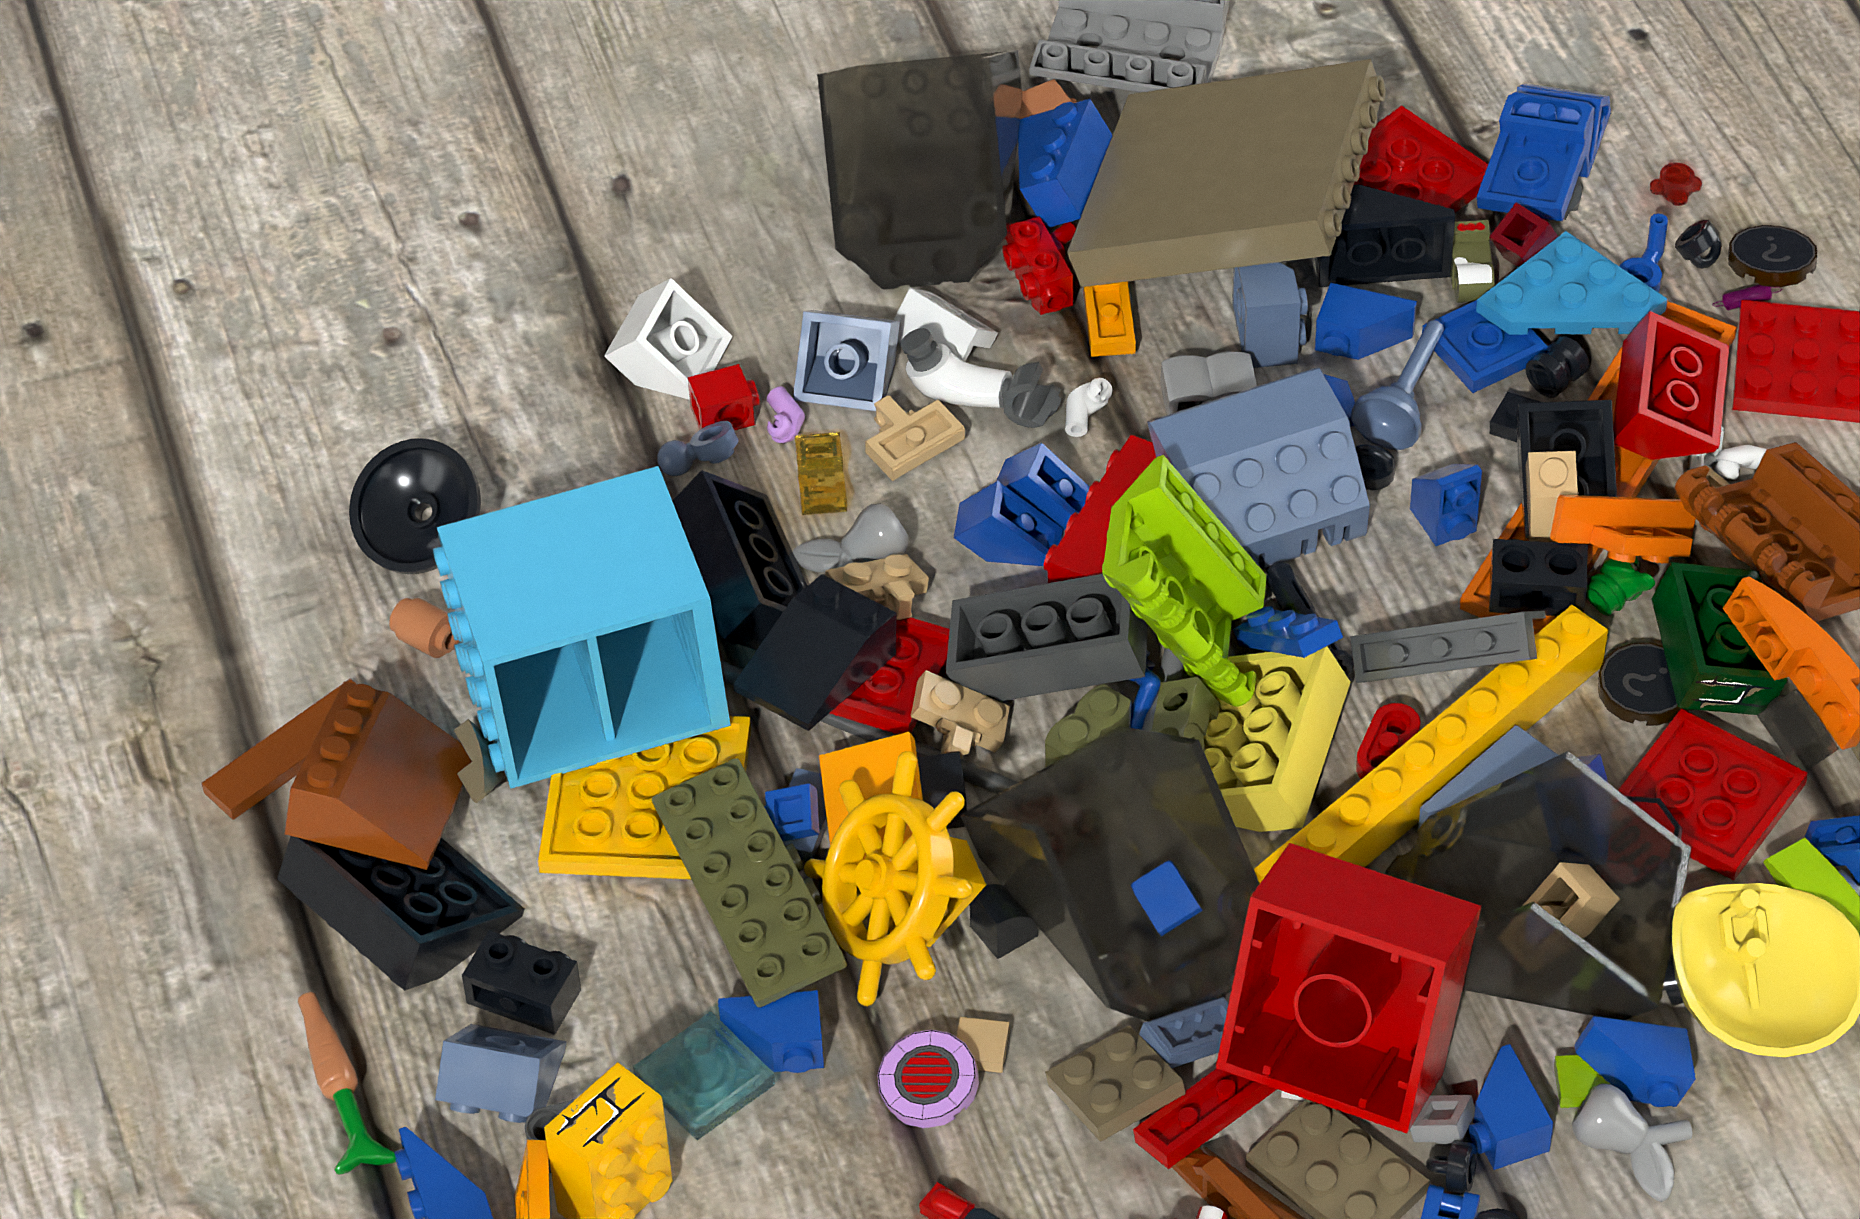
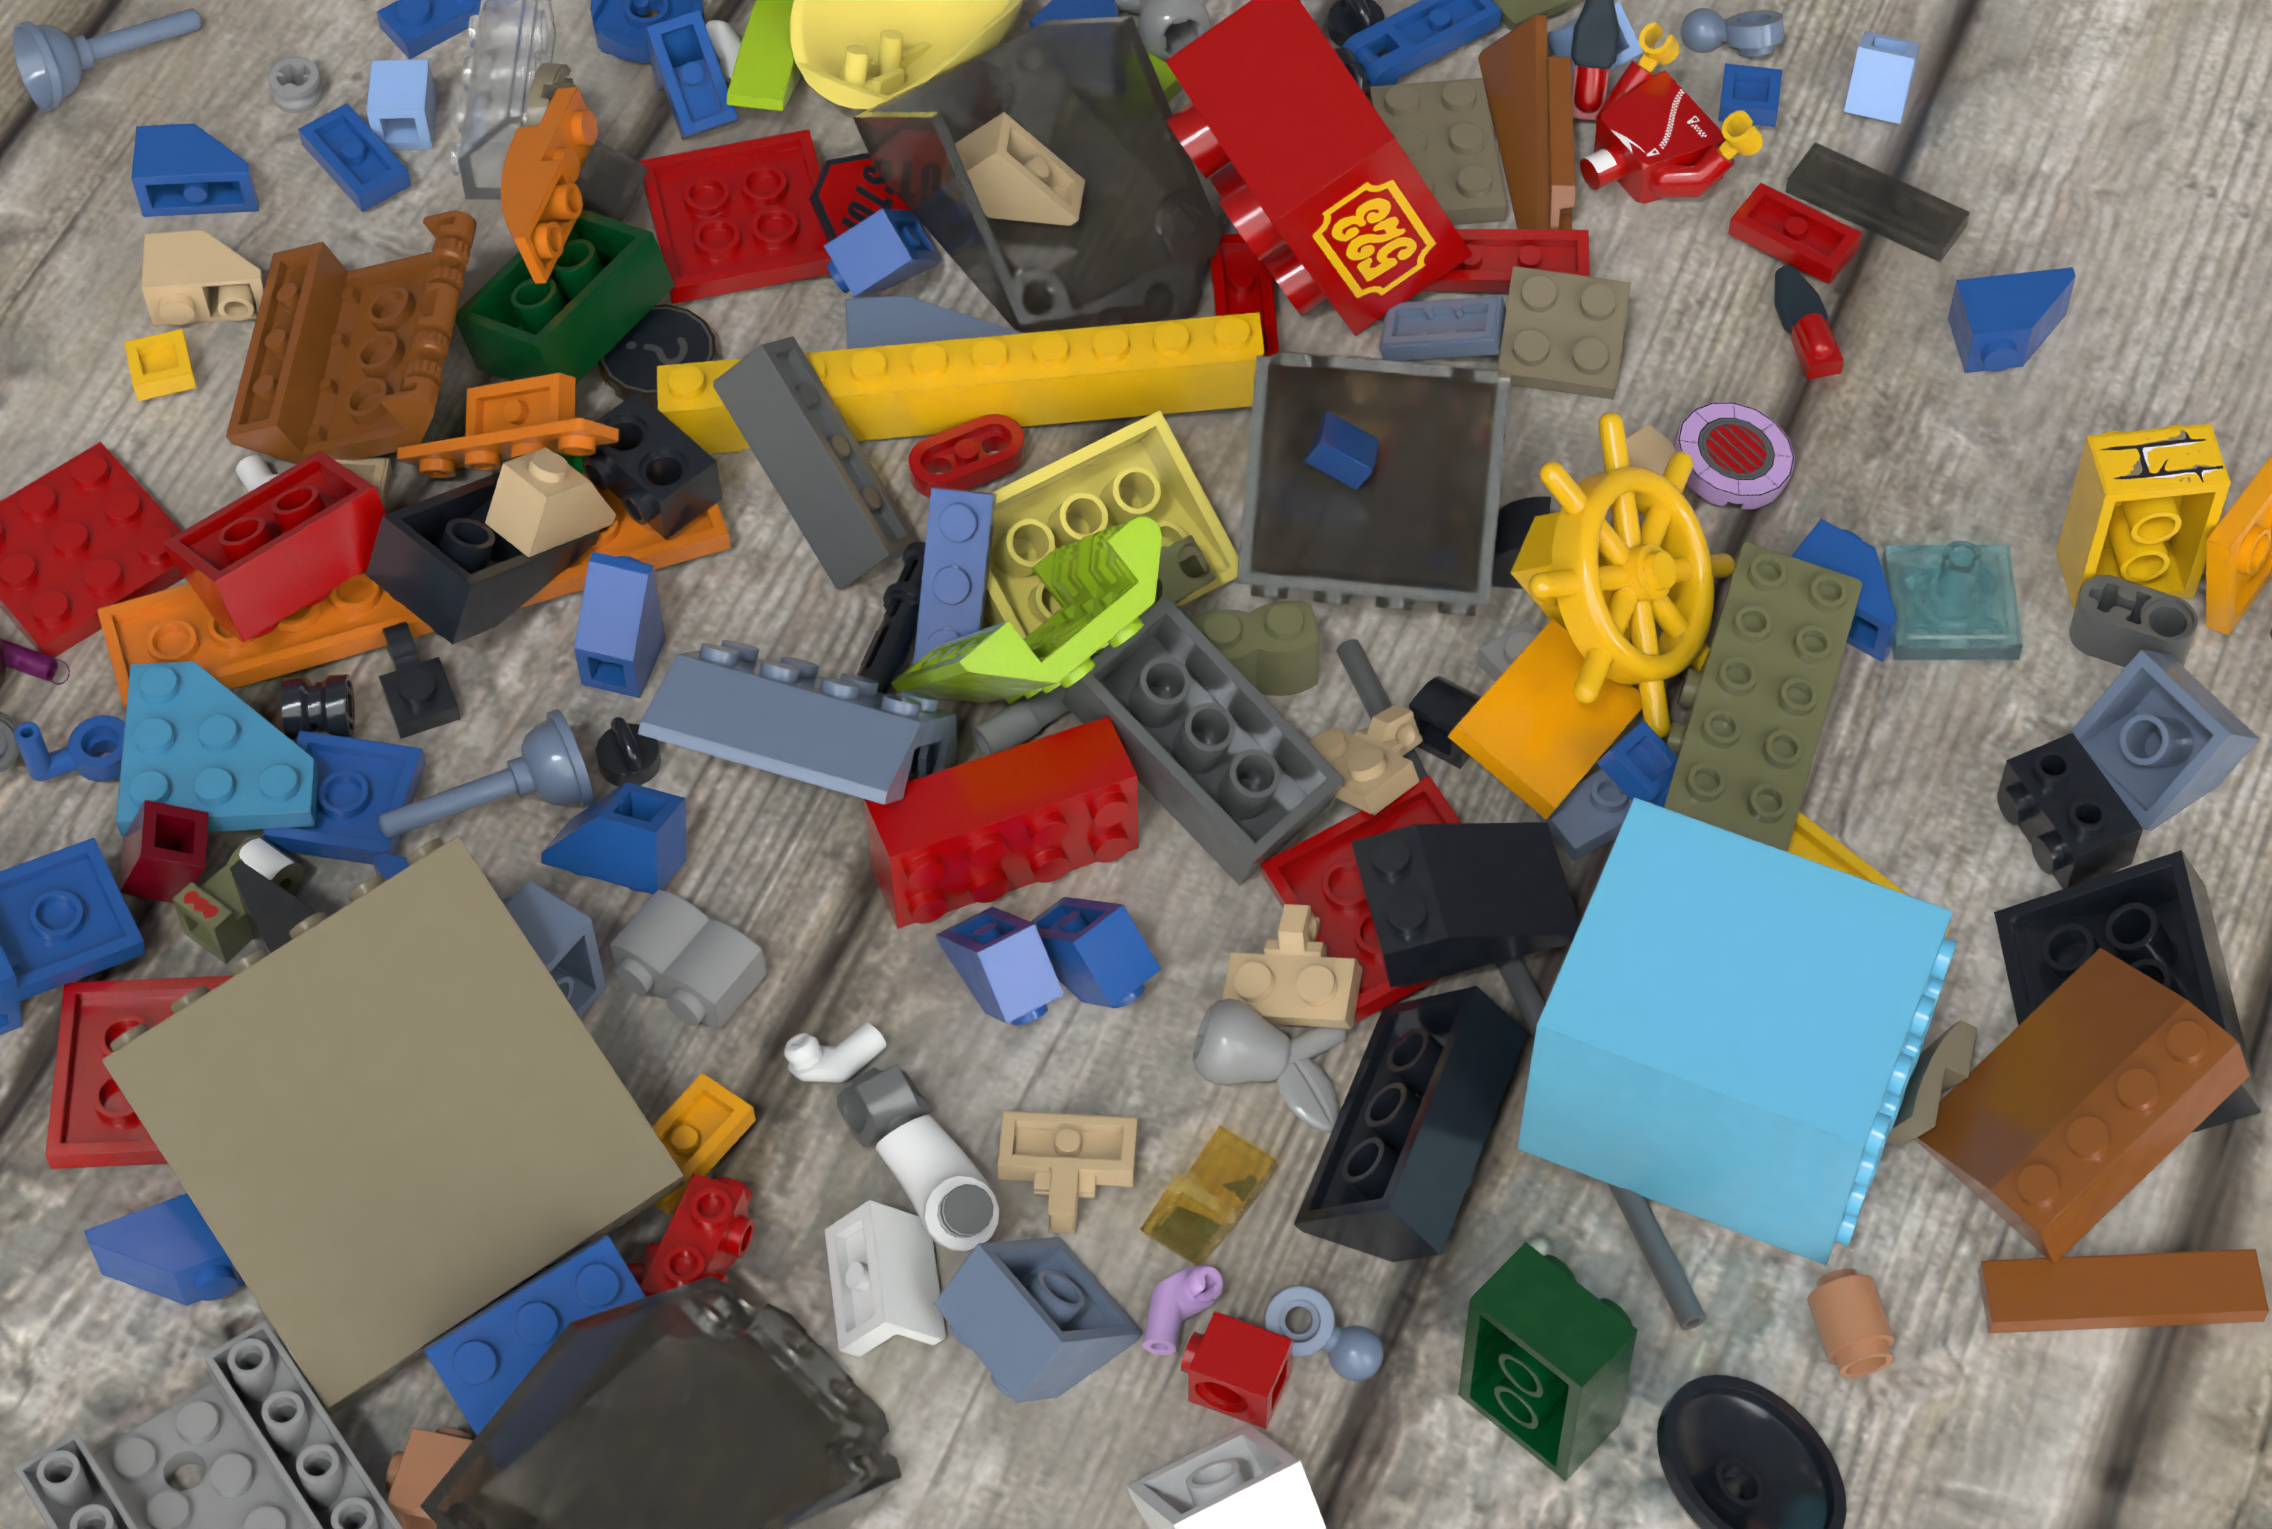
camera: 140 degrees left, 5 degrees up
(550, 443) = (1546, 1360): none -> dark green brick

